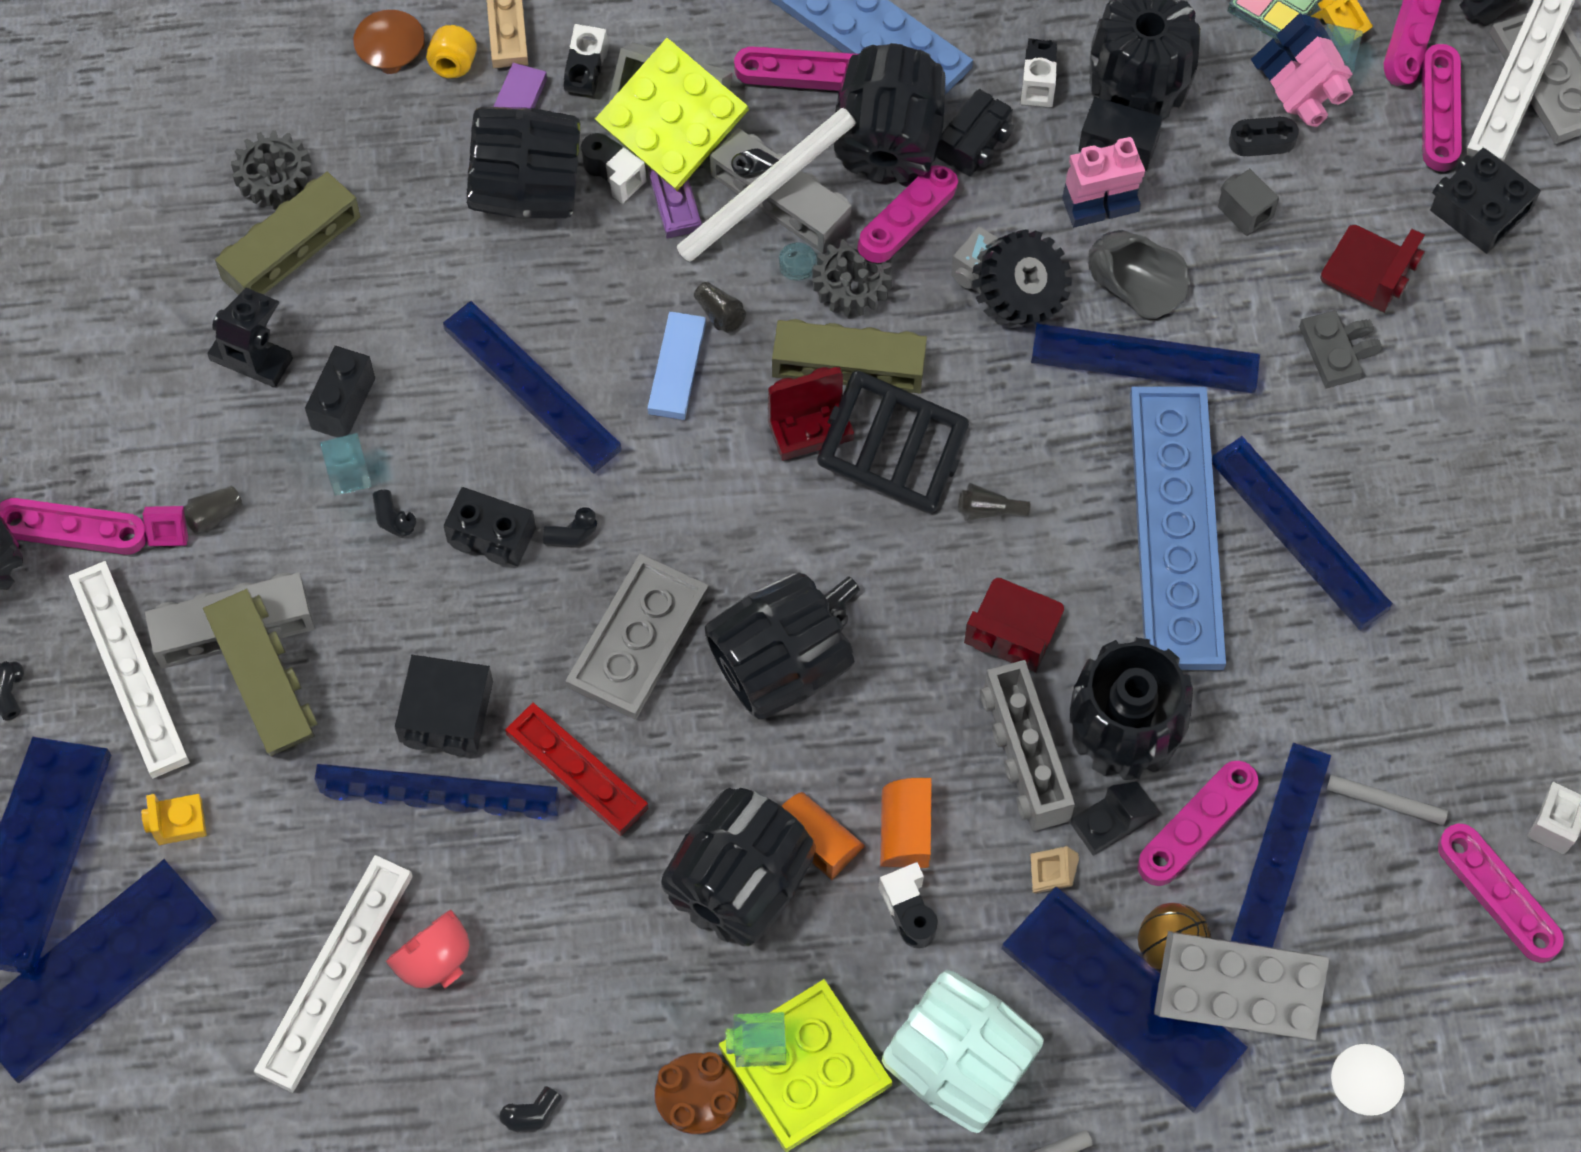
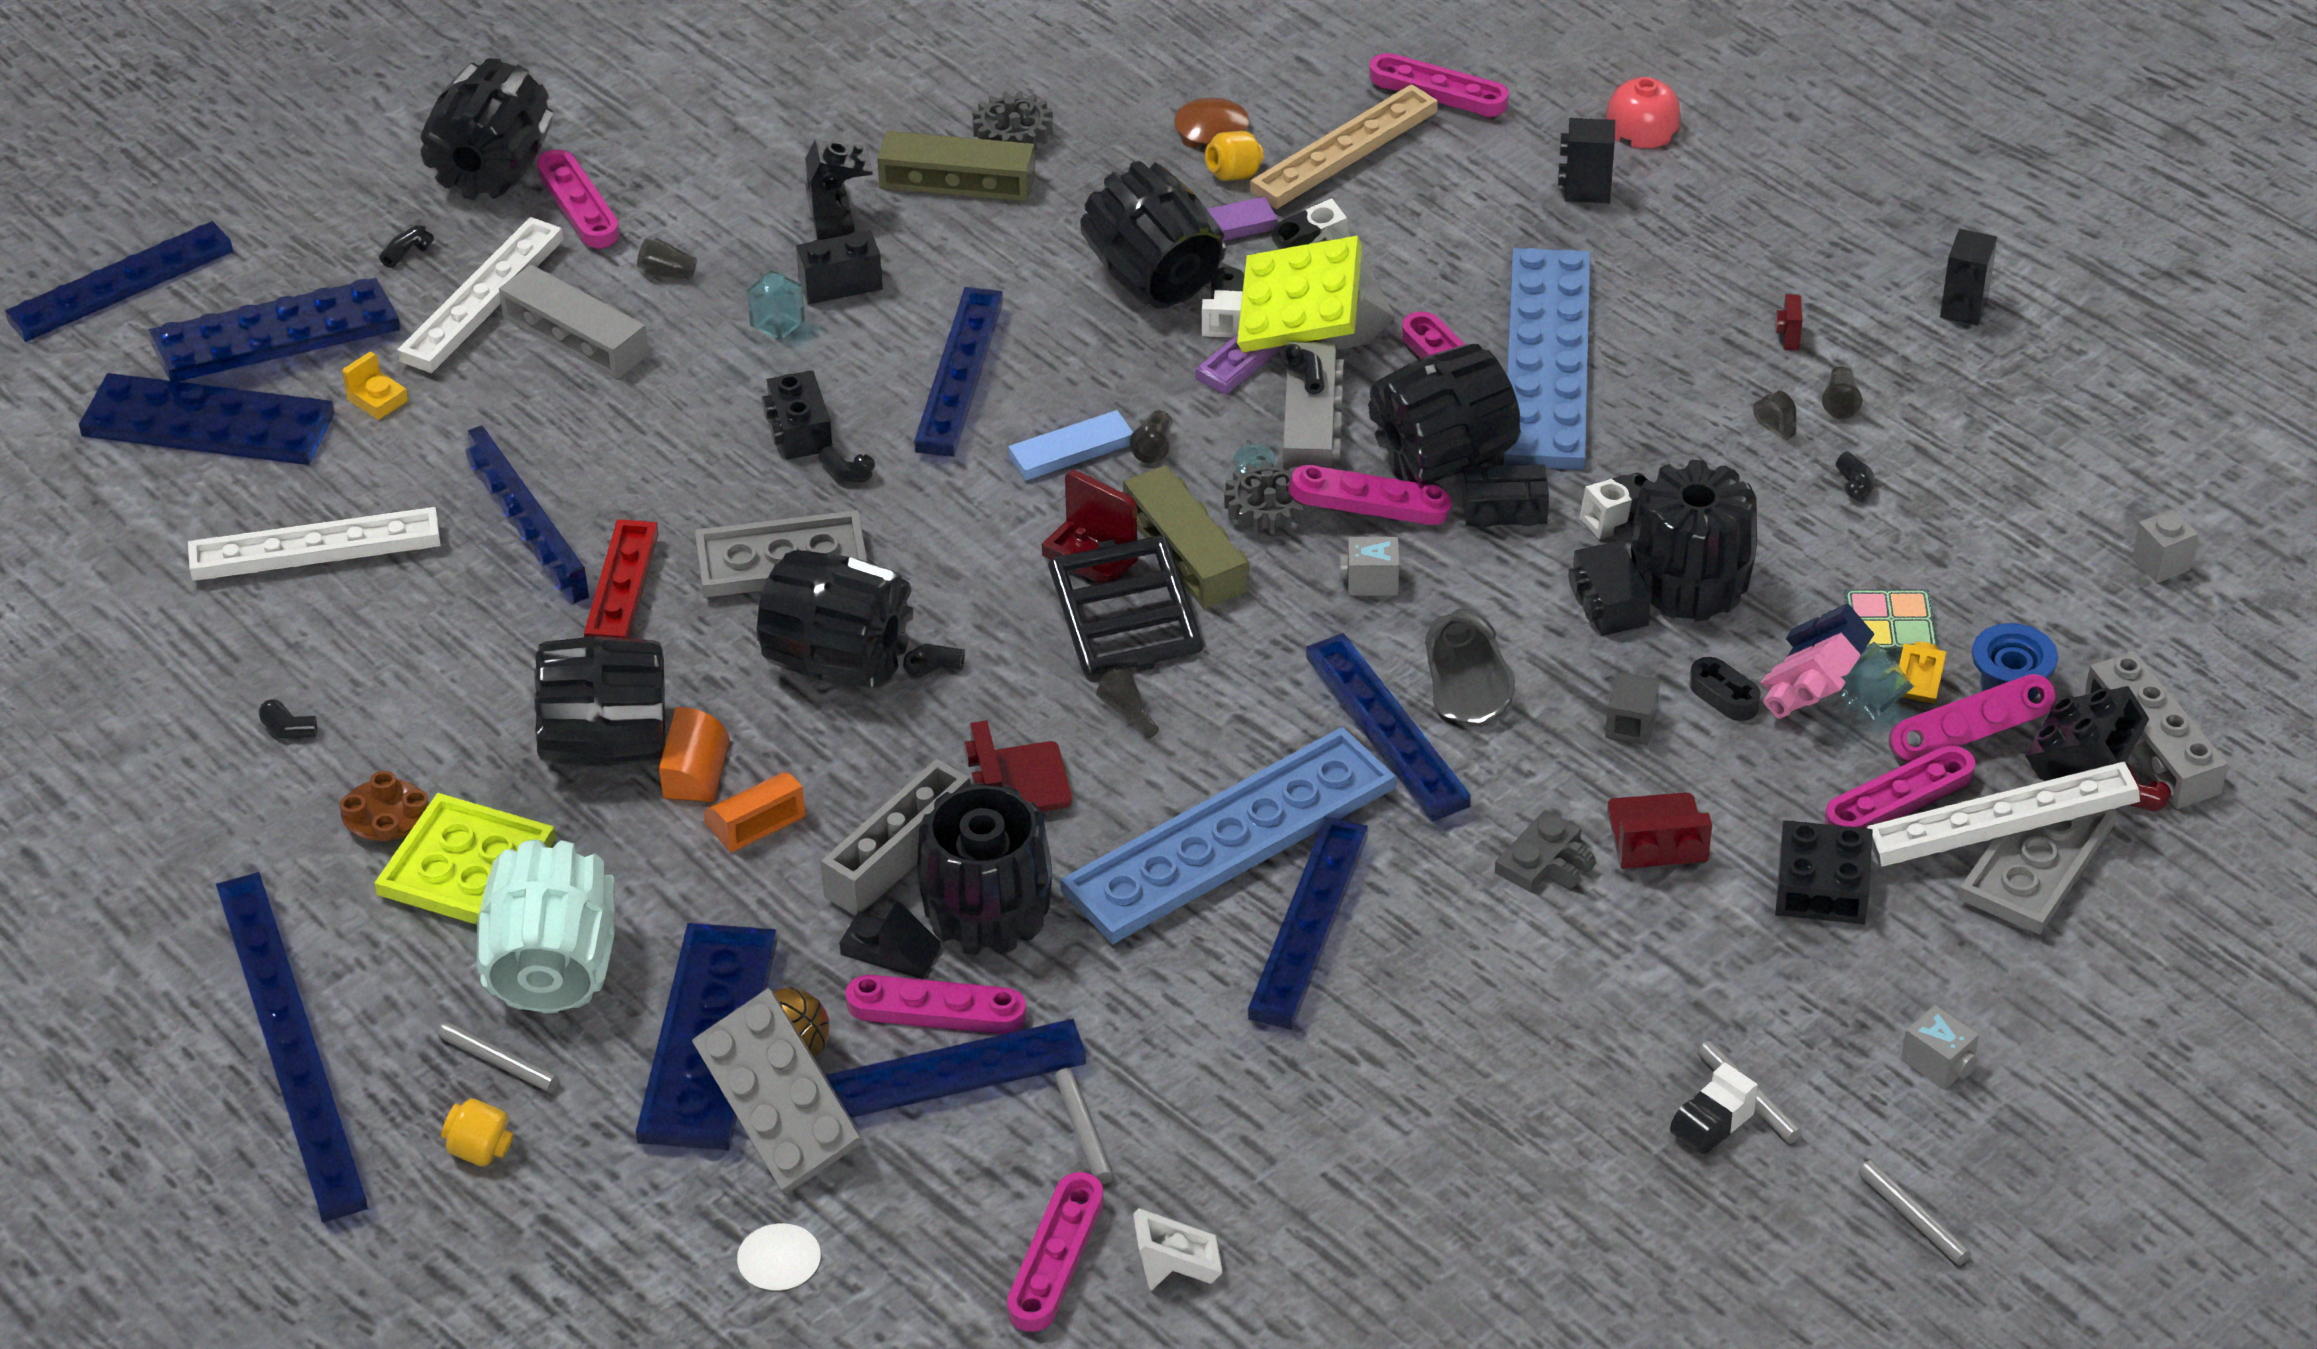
camera: 55 degrees right, 20 degrees down
(165, 526) = (624, 243): dark pink tile -> none
(259, 673) = (532, 349): olive brick -> none
(388, 518) = (755, 360): black arm -> none
(433, 954) = (374, 578): coral cylinder -> none
(443, 705) = (605, 472): black brick -> none
(757, 1039) = (454, 803): clear light blue brick -> none
(766, 184) = (1287, 379): white axle -> none
(912, 918) = (674, 847): leg -> none
(1004, 281) = (1370, 611): black wheel -> none
(1053, 869) = (802, 927): tan slope -> none
(1103, 180) = (1534, 590): bright pink hips -> none

